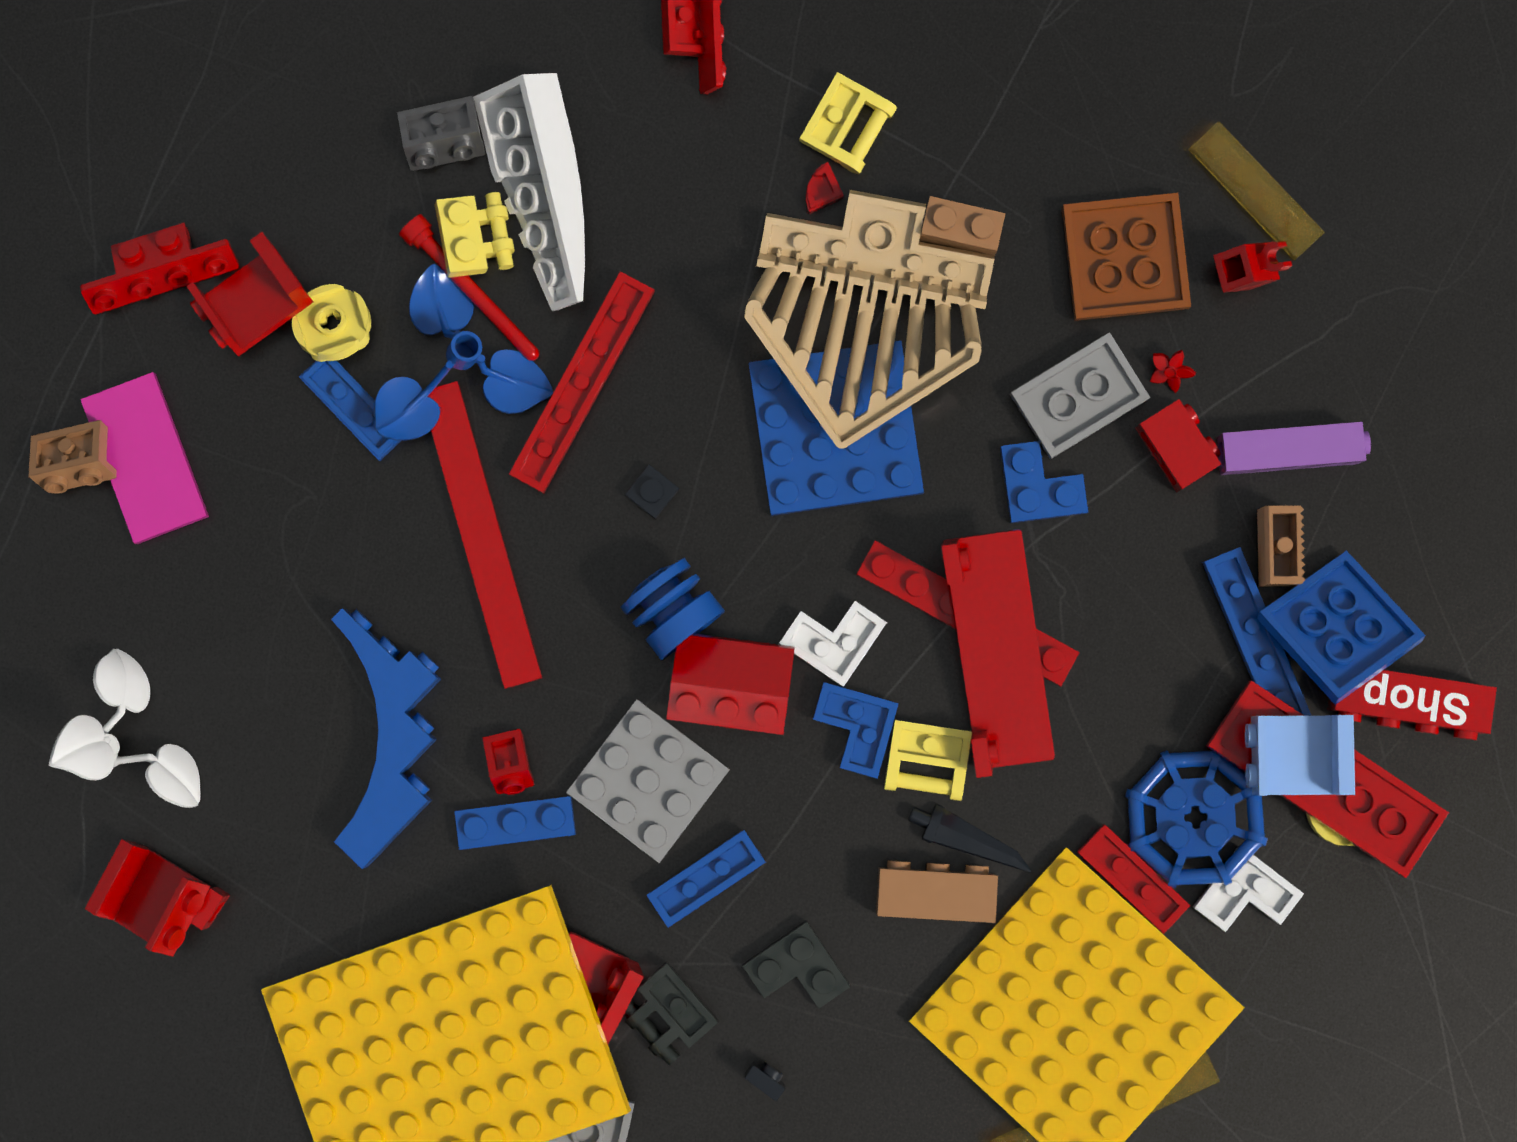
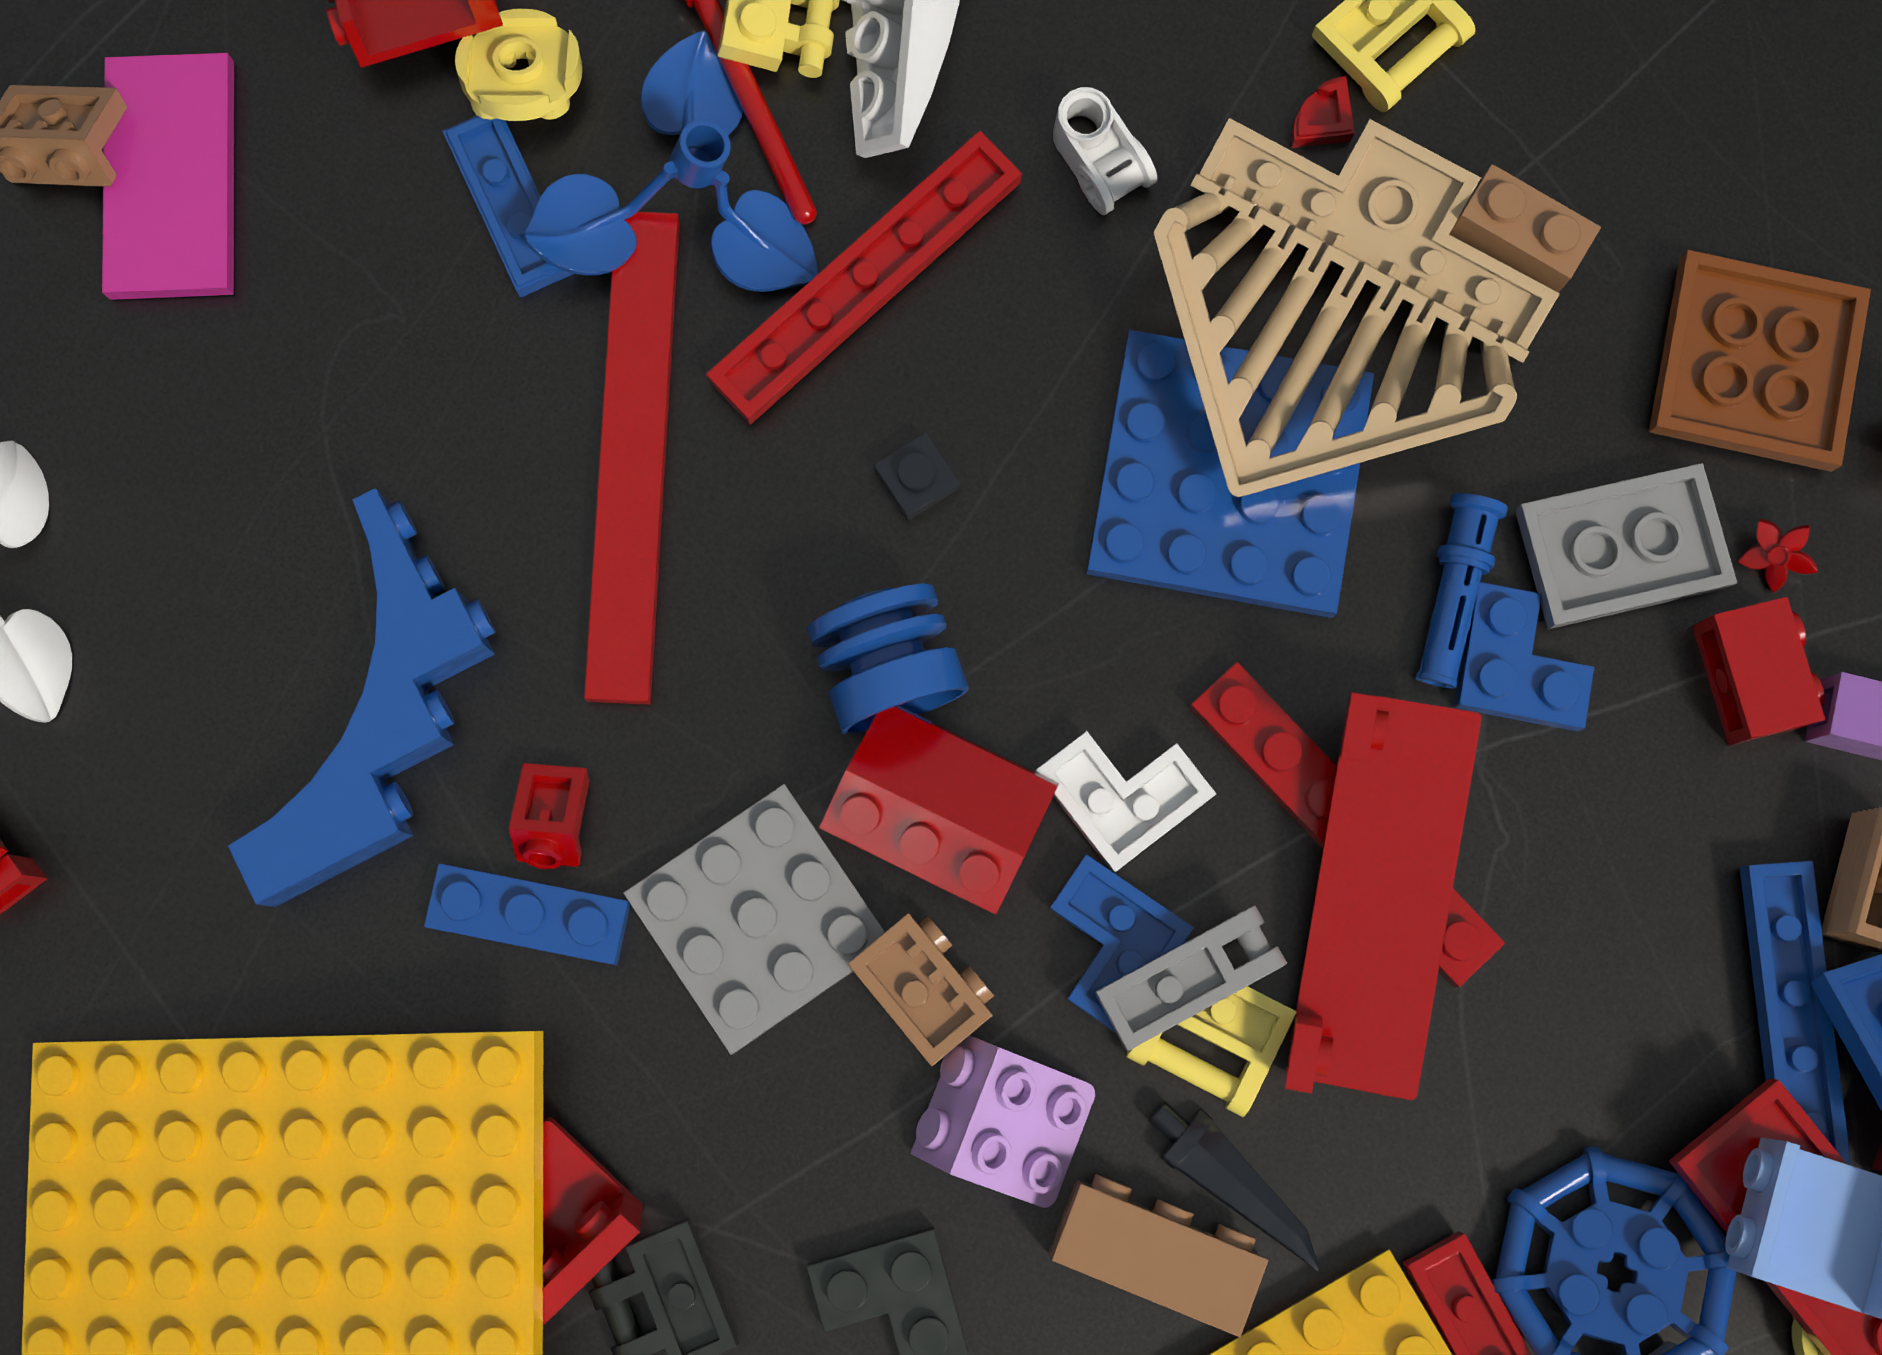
camera: 15 degrees right, 5 degrees down
(698, 260) = (1105, 161): none -> white piece
(706, 878) = (796, 1105): blue plate -> none
(755, 789) = (922, 987): none -> medium nougat bracket
(826, 848) = (1003, 1121): none -> lavender bracket
(903, 734) = (1188, 979): none -> light grey plate
(989, 435) = (1464, 561): none -> blue pin

